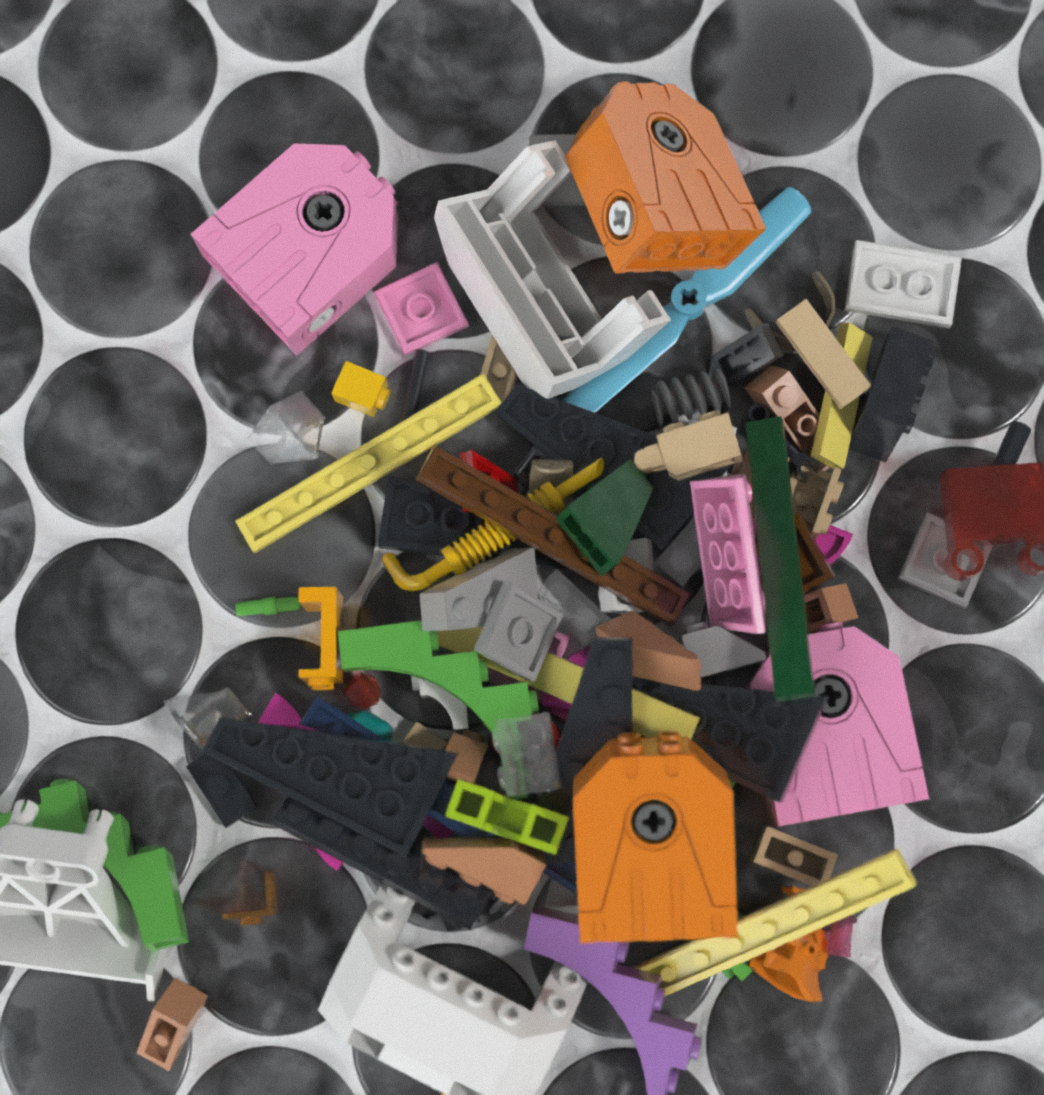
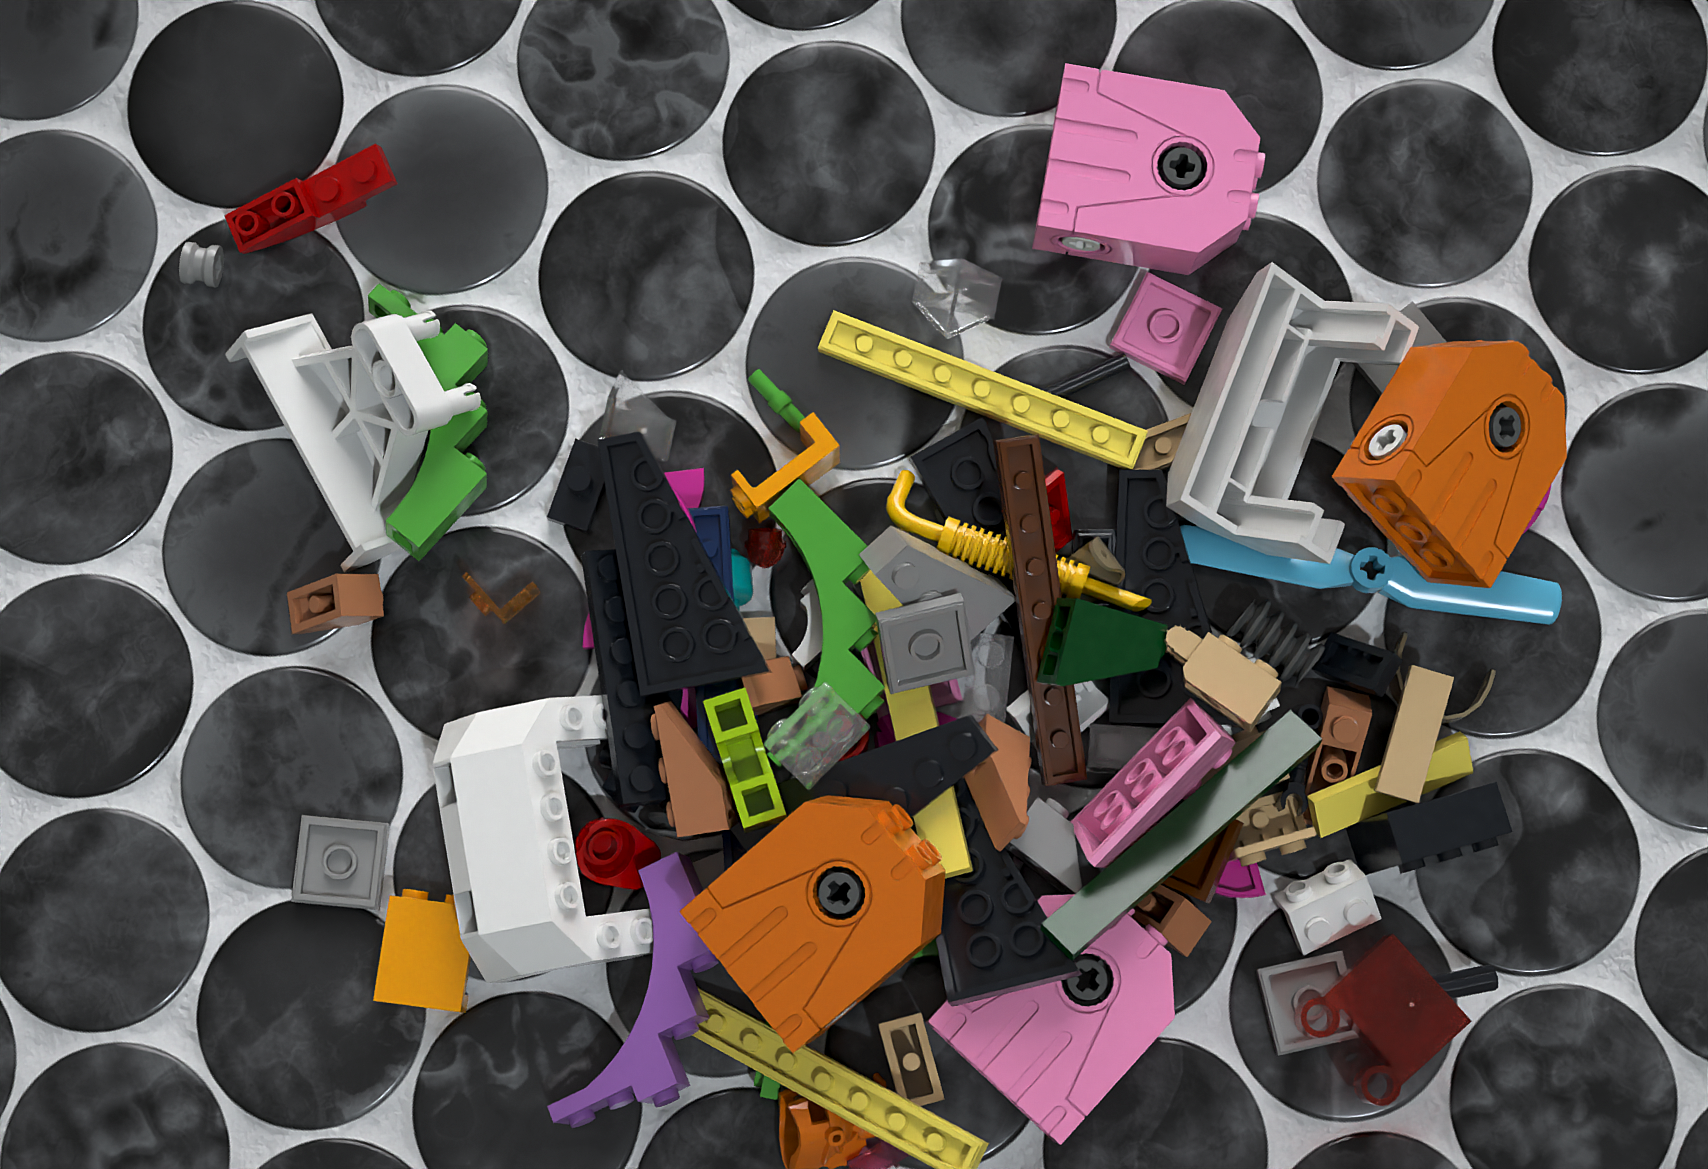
camera: 50 degrees right, 0 degrees up
(361, 389) = (1045, 331): yellow brick -> none
(497, 956) = (613, 852): none -> red piece
(890, 498) = (1328, 905): none -> white bracket
(903, 284) = (1549, 764): white tile -> none

